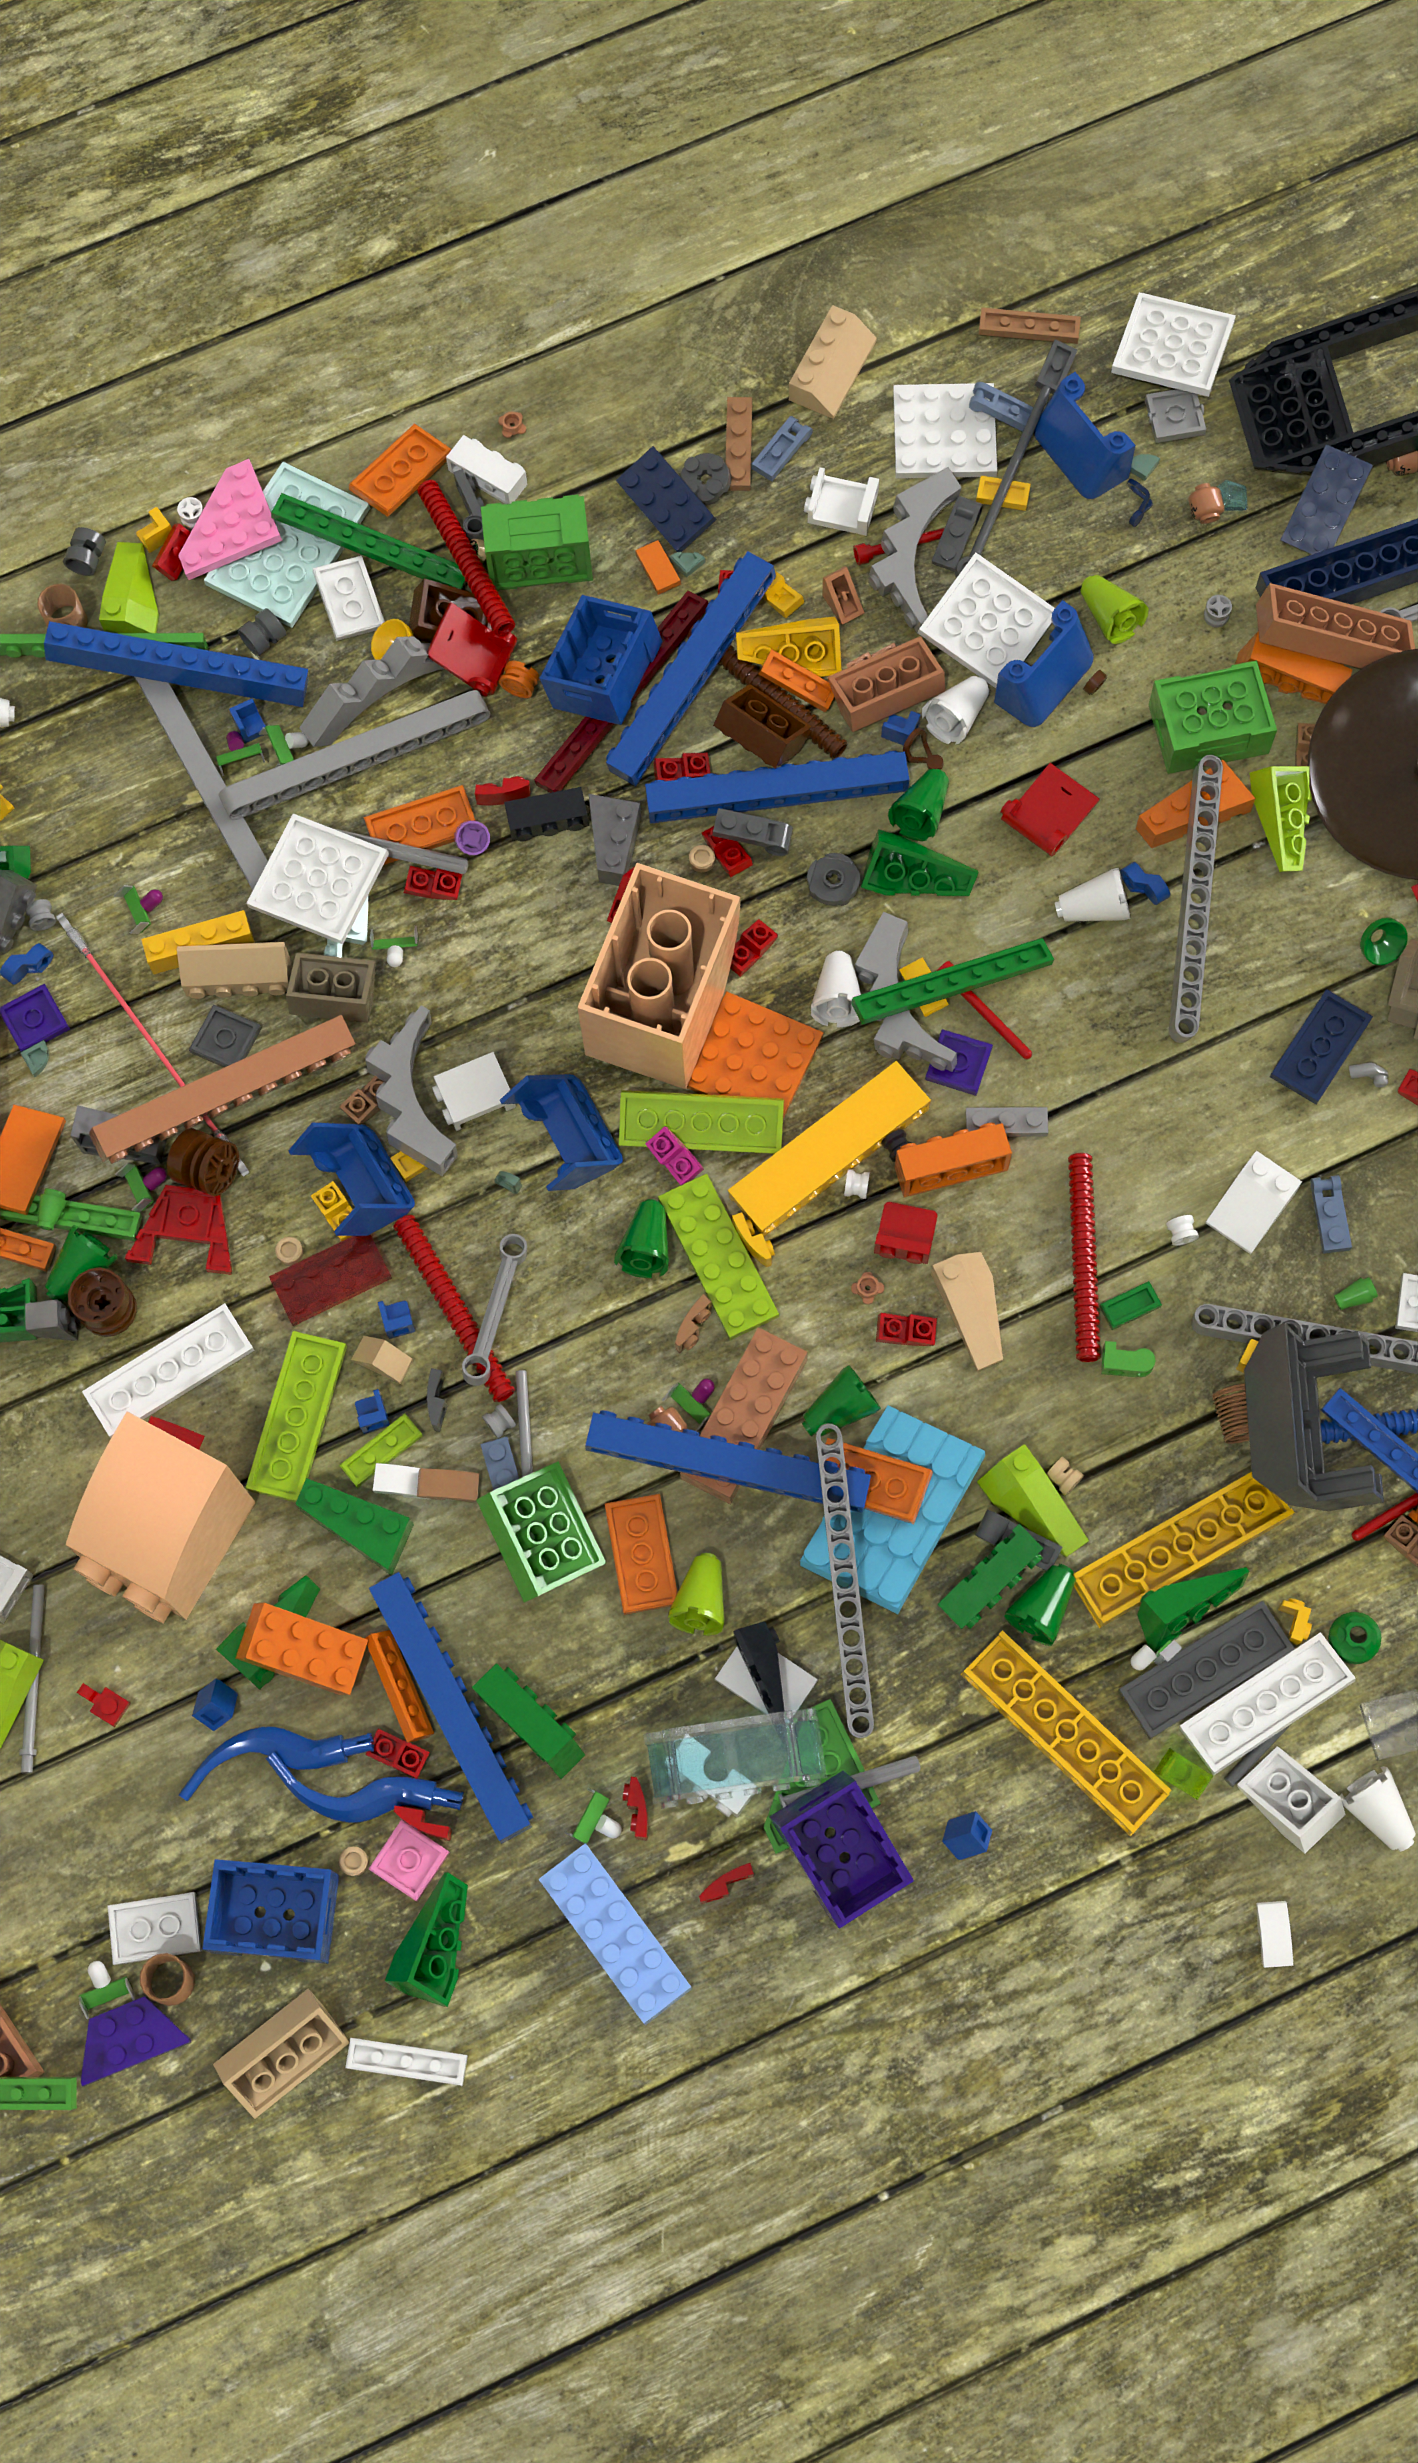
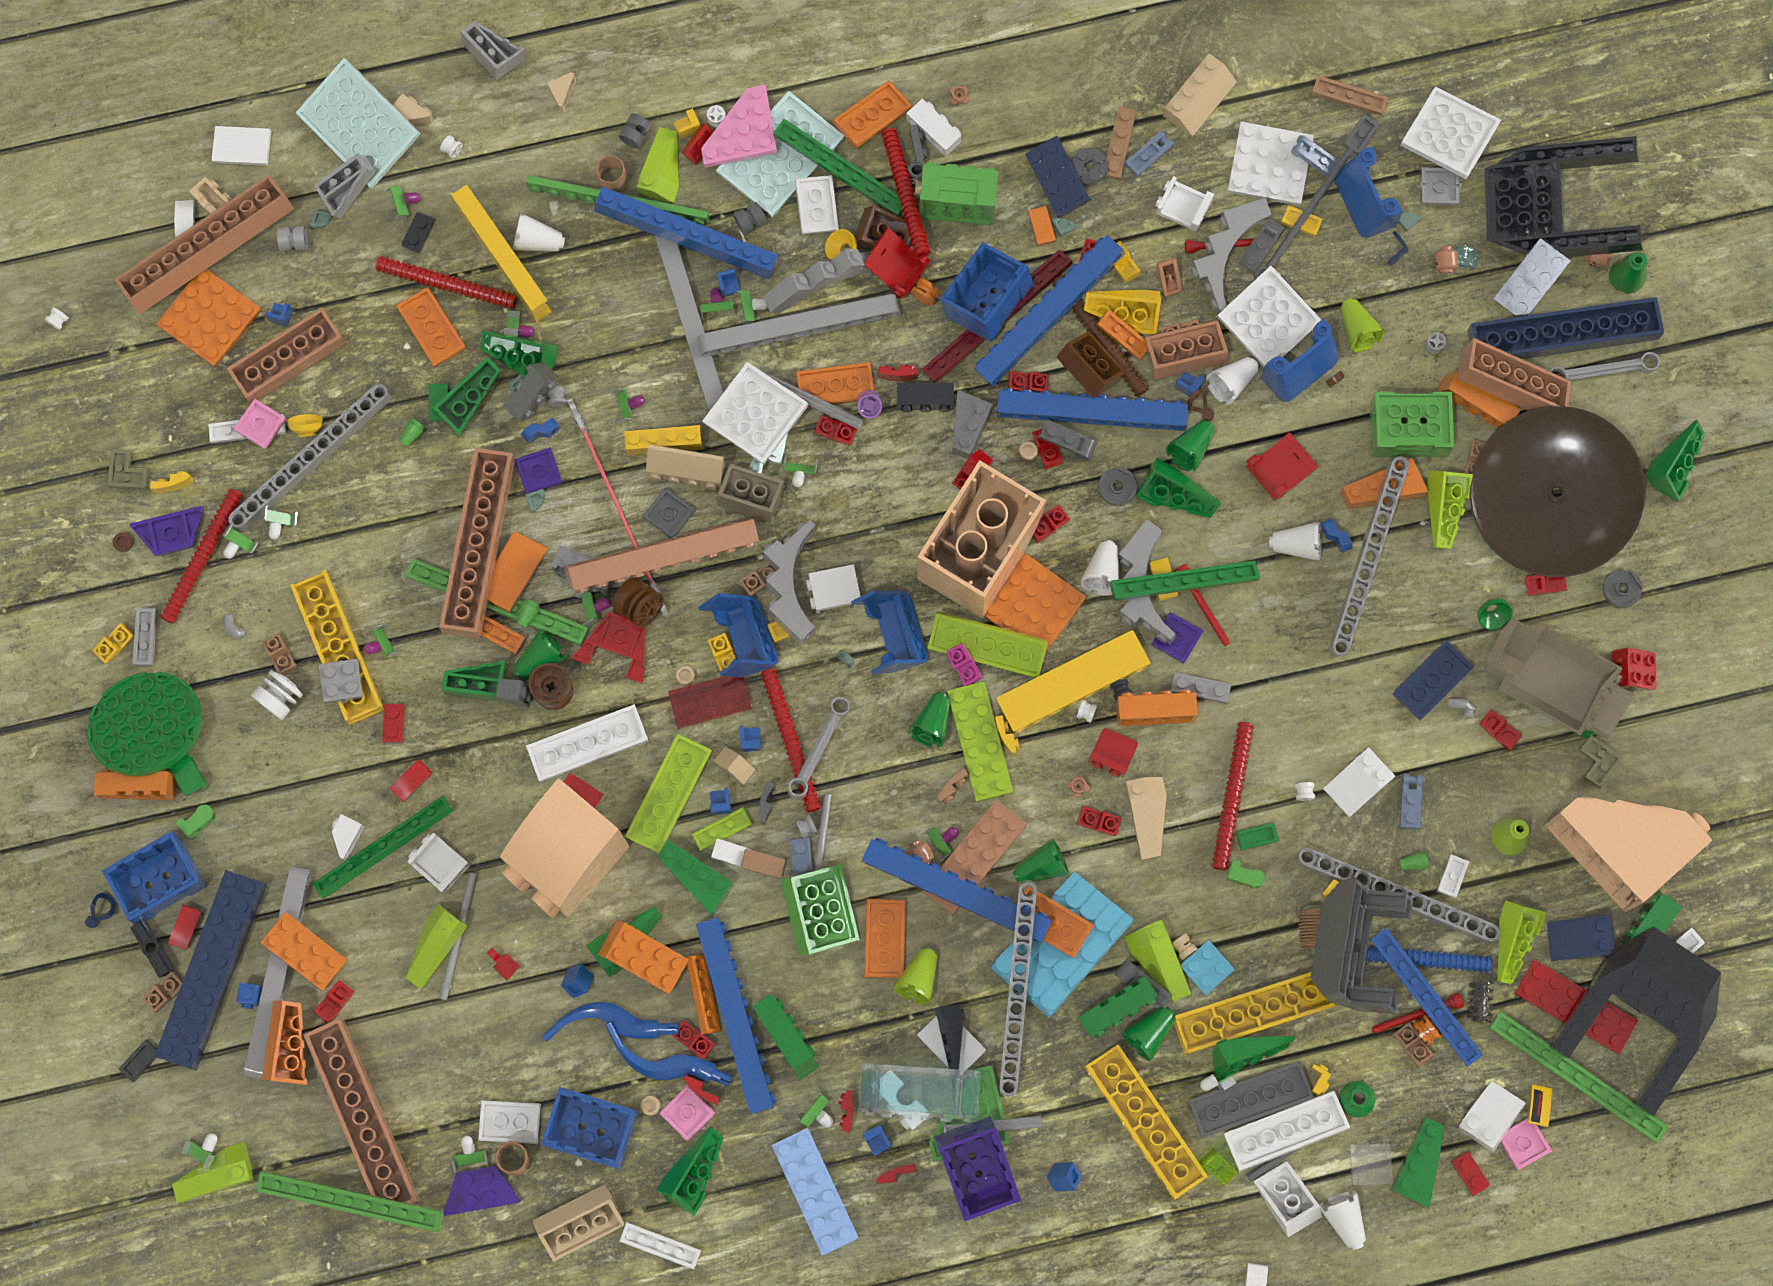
camera: 10 degrees right, 5 degrees up
(689, 1840) = (877, 1140): none -> blue panel
(1102, 1499) = (1207, 967): none -> medium azure plate

